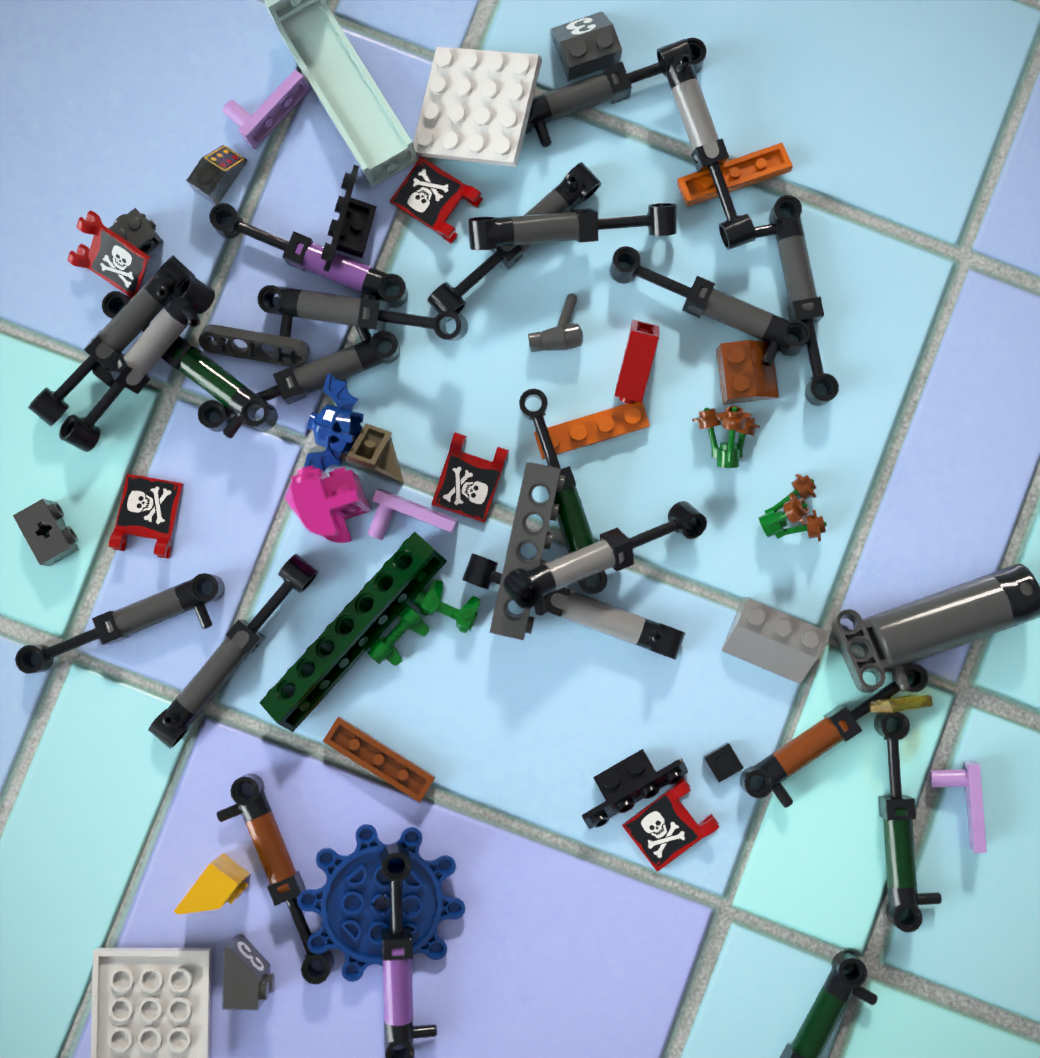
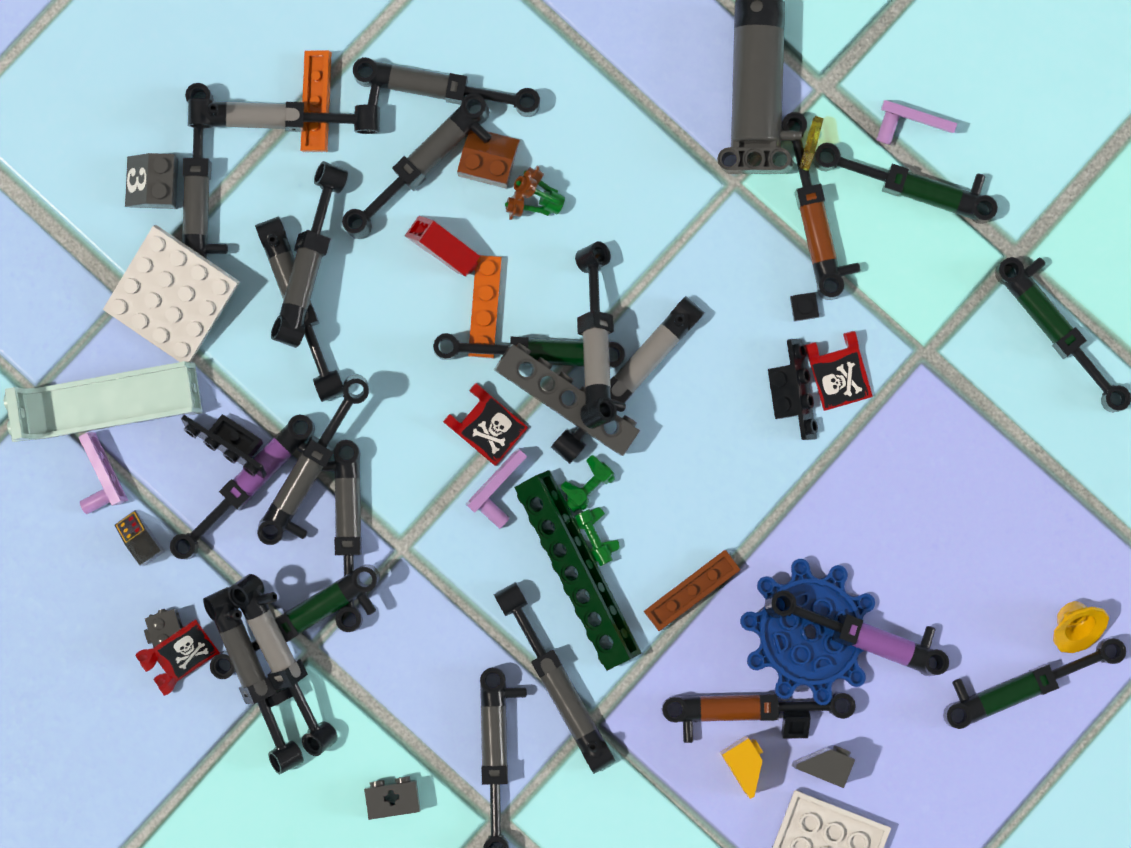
camera: 70 degrees left, 0 degrees up
(147, 511) = (408, 707): flag -> none
(254, 341) = (304, 564): dark grey beam -> none
(279, 924) = (795, 724): none -> black plate
(327, 501) = (462, 548): dark pink piece -> none
(334, 425) = (399, 521): blue helmet -> none
(375, 453) = (434, 495): dark tan slope -> none
(432, 197) = (232, 363): flag -> none
(562, 336) = (397, 301): dark grey piece -> none
(774, 640) = (720, 225): light grey slope -> none
(795, 510) = (620, 165): plant -> none

